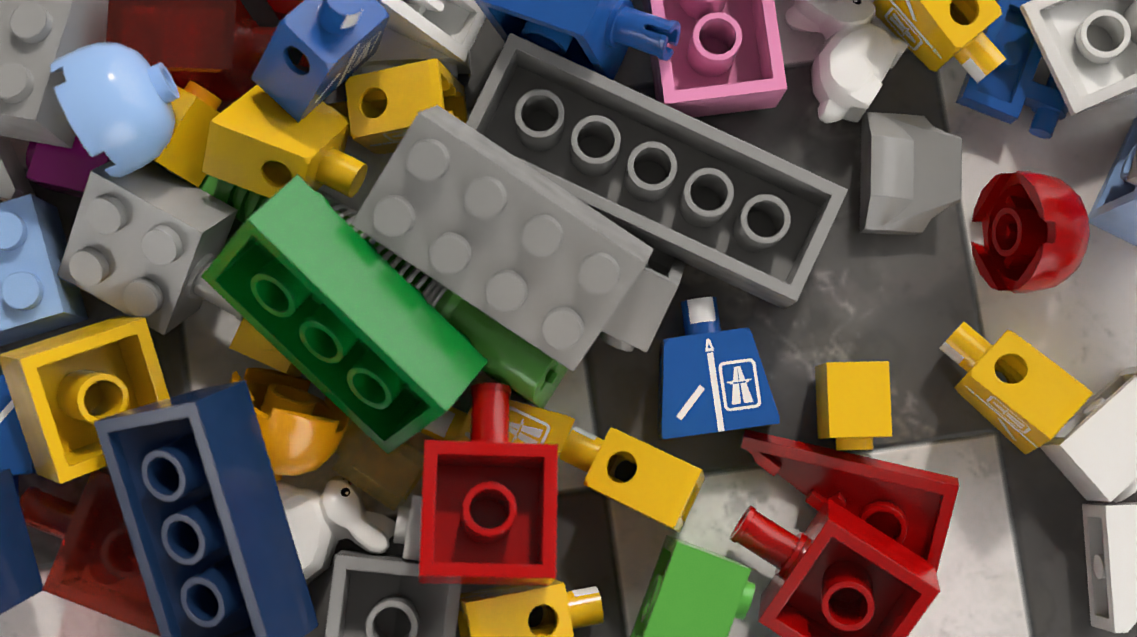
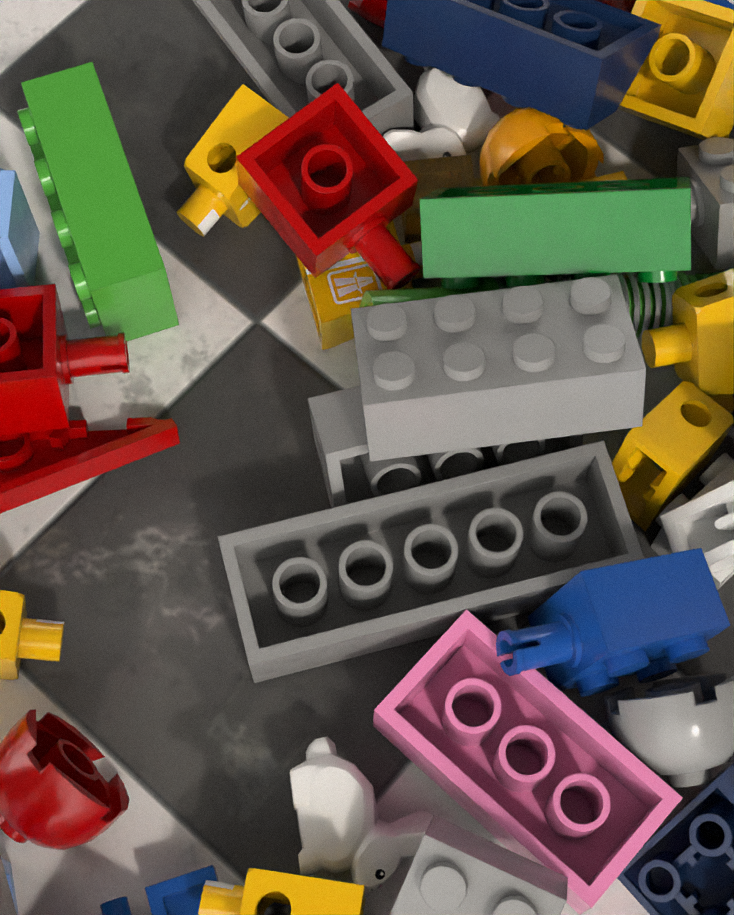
camera: 145 degrees right, 15 degrees down
(661, 487) = (233, 324): yellow torso -> none
(711, 377) = (238, 448): blue torso -> none
(853, 403) = (106, 515): yellow brick -> none
(906, 173) = (212, 759): light grey slope -> none

